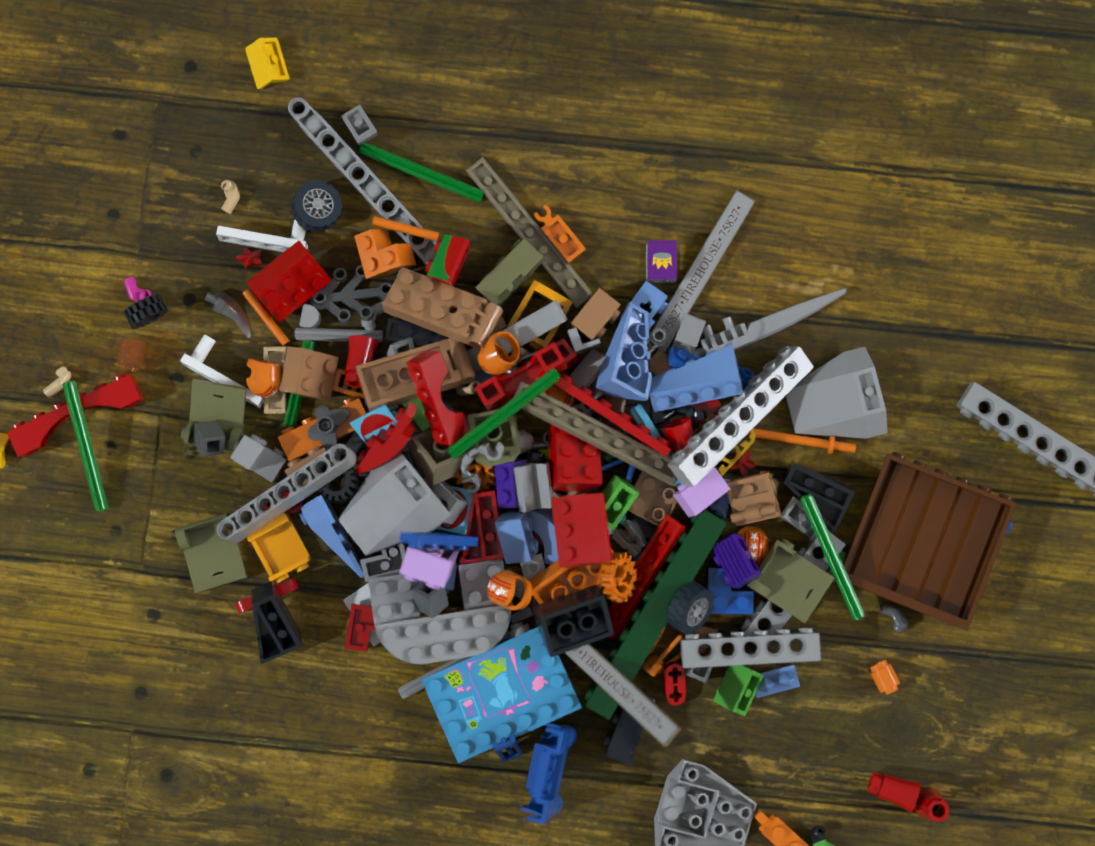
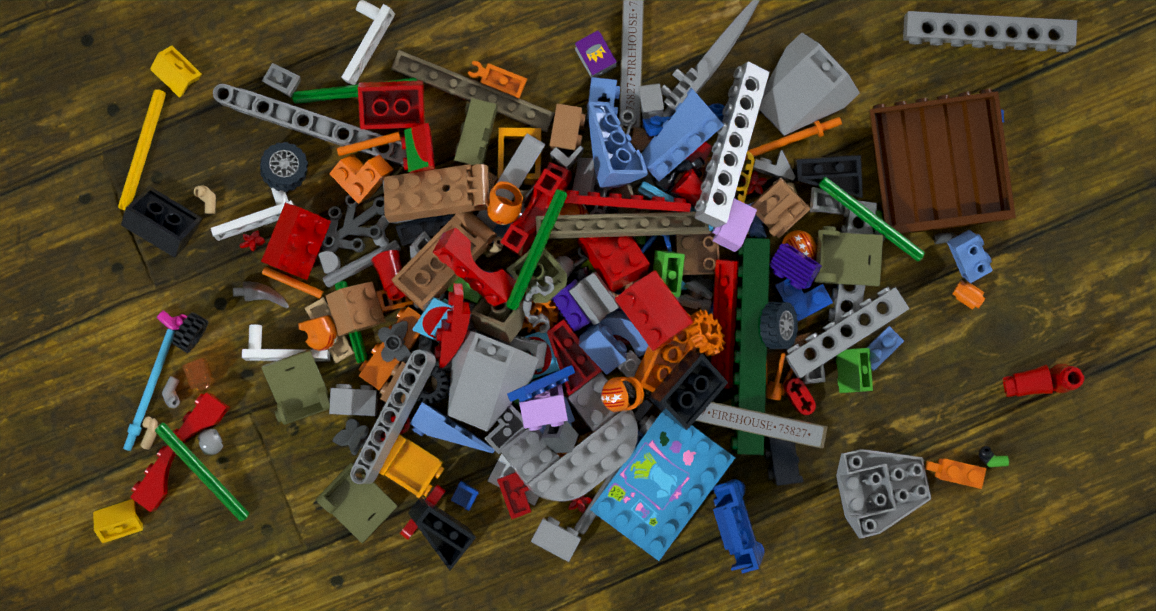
camera: 30 degrees left, 0 degrees up
(47, 371) = (134, 429): none -> medium azure bar
(97, 355) = (169, 393): none -> light grey arm
(108, 422) = (210, 442): none -> light grey piece
(176, 194) = (161, 221): none -> black slope
(196, 118) = (142, 149): none -> yellow axle
(209, 438) = (302, 408): dark grey brick -> none
(241, 489) = (352, 436): none -> dark grey animal
(314, 602) = (465, 495): none -> blue panel
(375, 689) = (556, 539): none -> light grey brick
(415, 668) = (579, 502): none -> red plant
(447, 203) = (391, 104): none -> red brick
(483, 120) = (382, 19): none -> white piece
(506, 745) = (690, 523): blue tile -> none
(773, 463) = (779, 170): none -> light grey slope
(905, 642) = (970, 256): none -> medium blue brick

